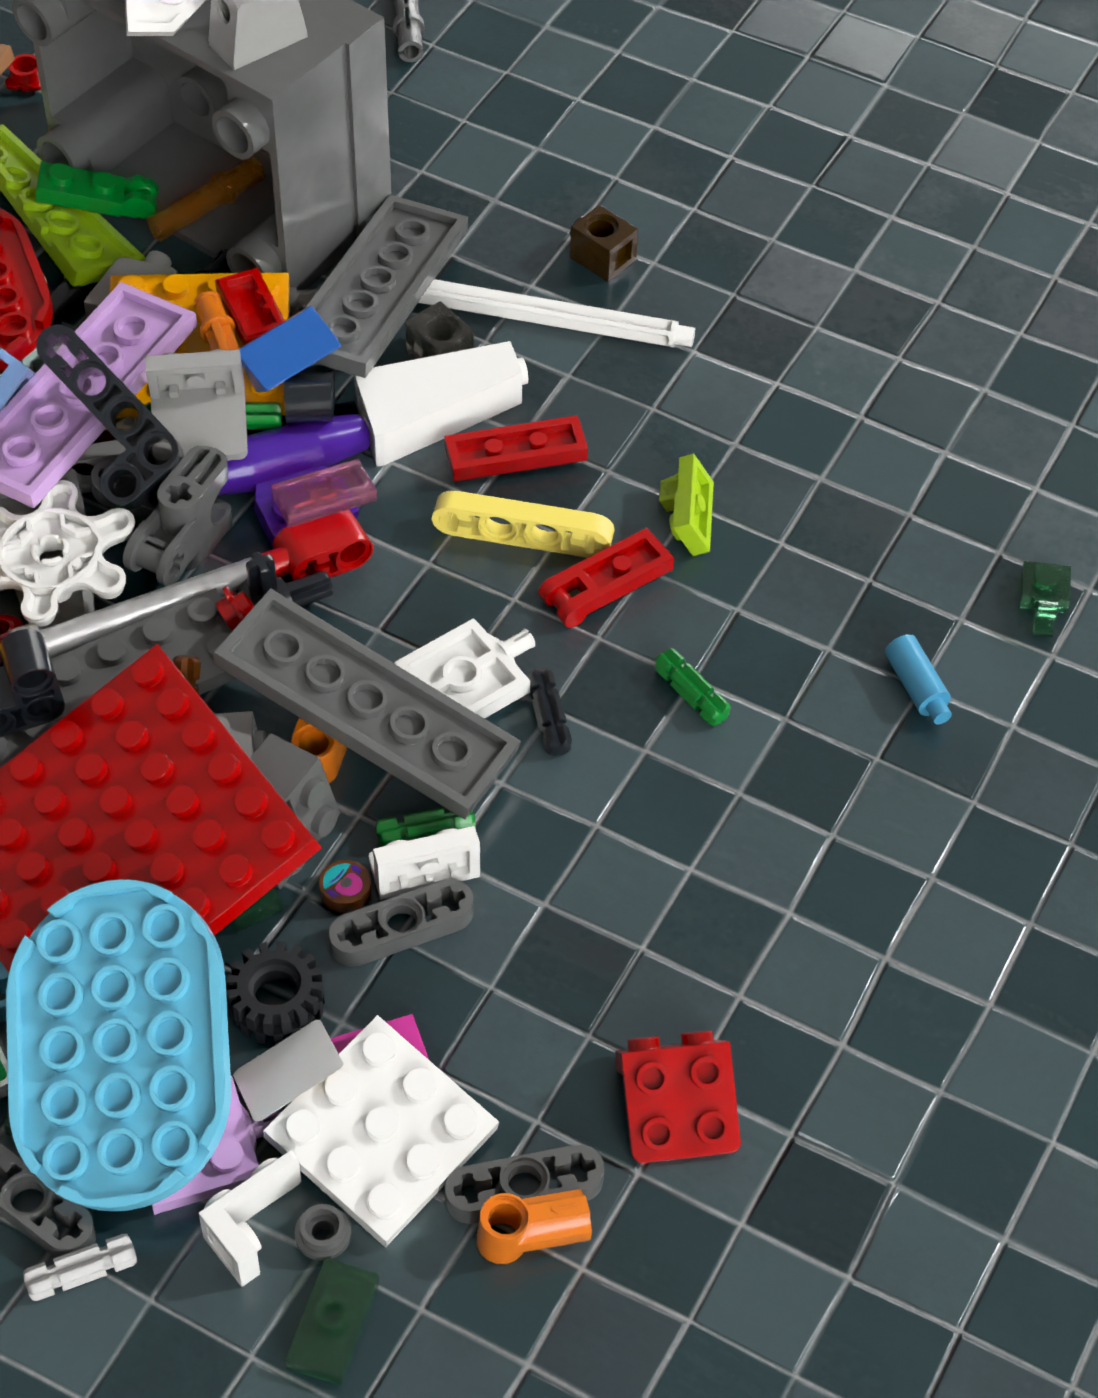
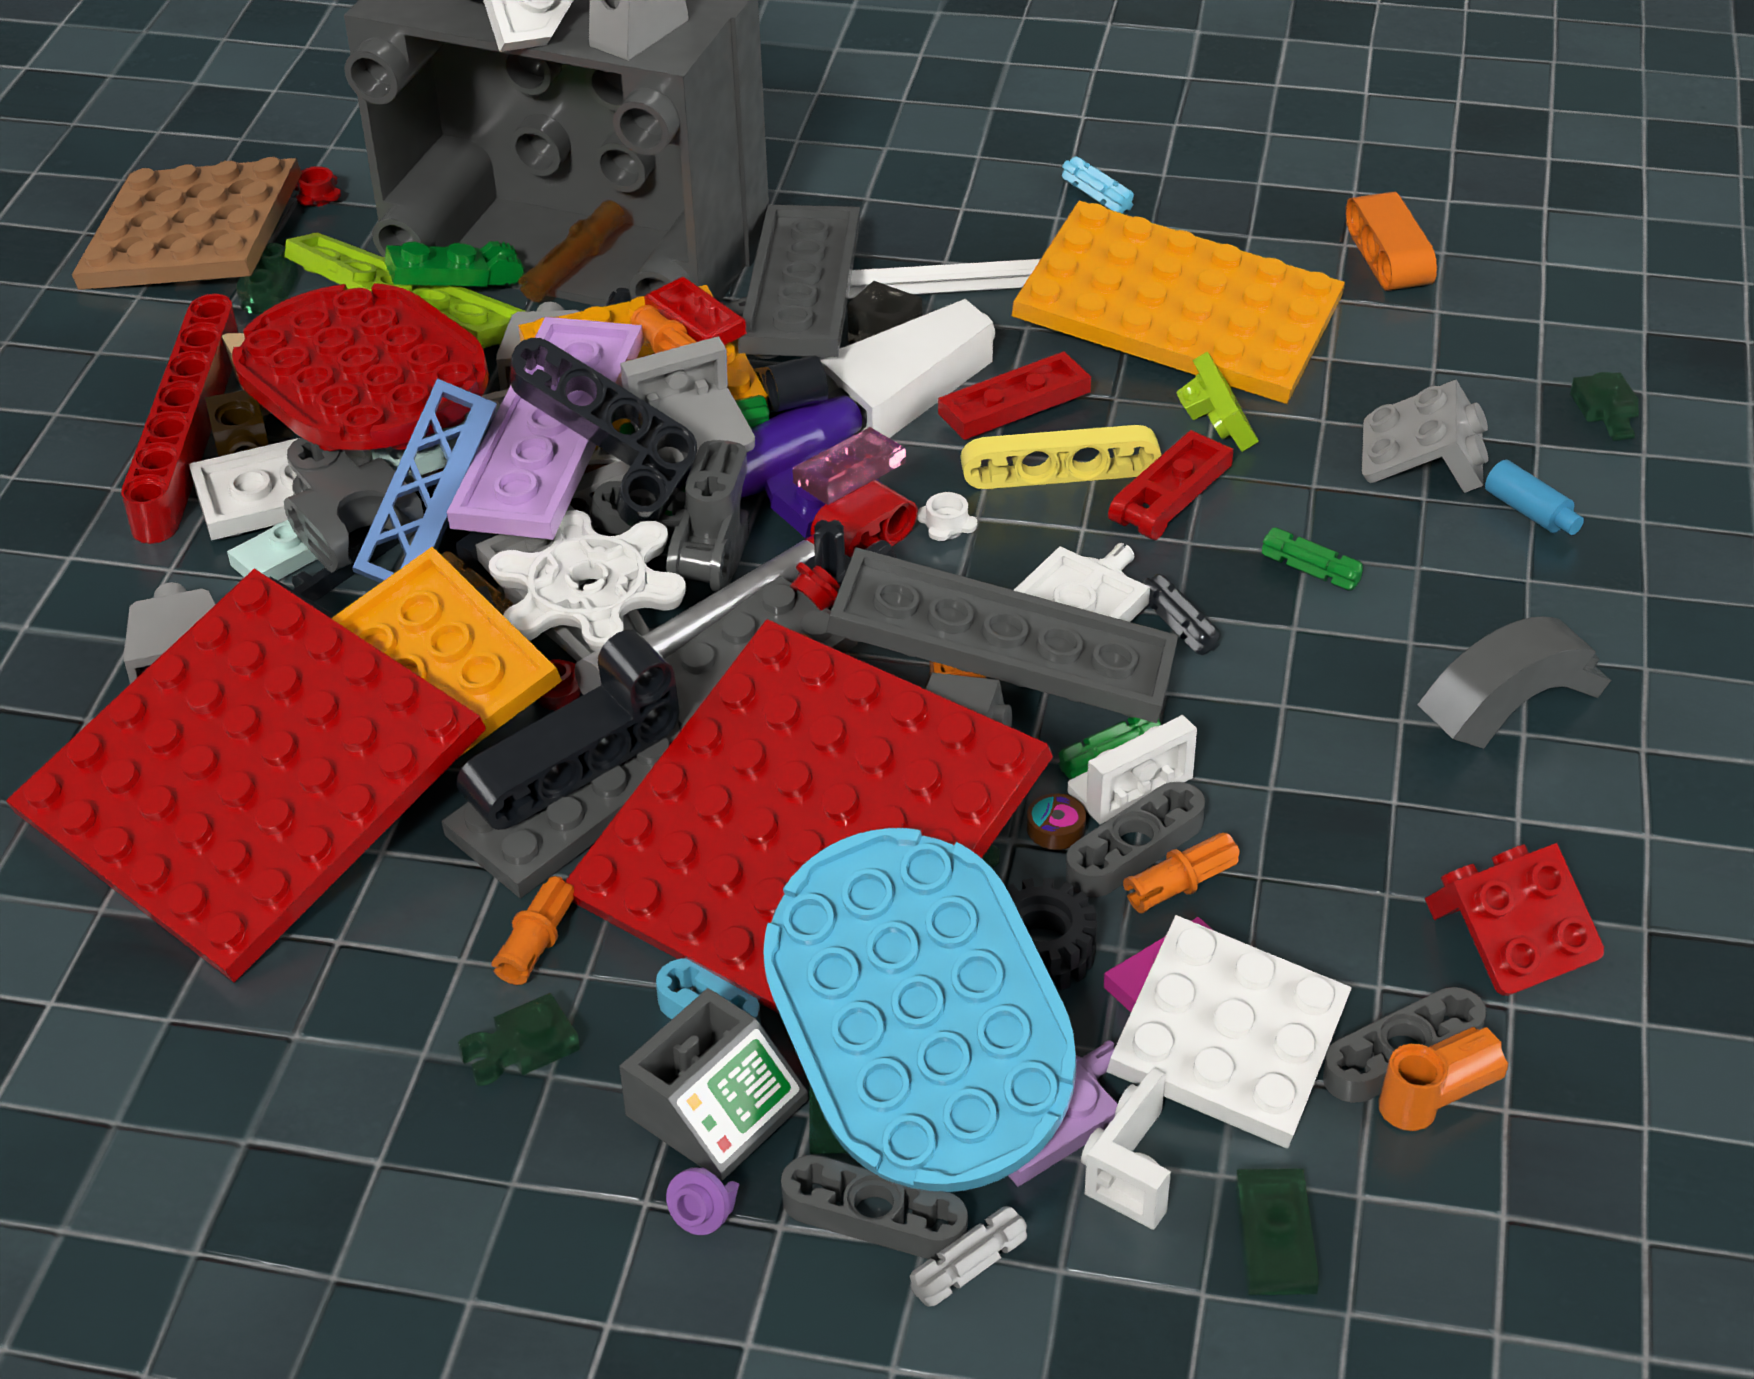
camera: 15 degrees left, 10 degrees down
(287, 349) = (760, 336): blue slope -> none
(287, 1070) = (1108, 994): white sticker -> none
(318, 1218) = (1220, 1133): dark grey plate -> none
(398, 558) = (947, 516): none -> white plate
(421, 967) = (1181, 871): none -> orange axle
(603, 243) = (1003, 205): dark brown brick -> none
(703, 238) = (1097, 185): none -> medium azure axle
(710, 386) = (1178, 297): none -> light orange plate
(789, 855) = (1507, 670): none -> dark grey arch
(860, 584) = (1424, 428): none -> light grey bracket
(935, 369) = (1391, 241): none -> orange beam

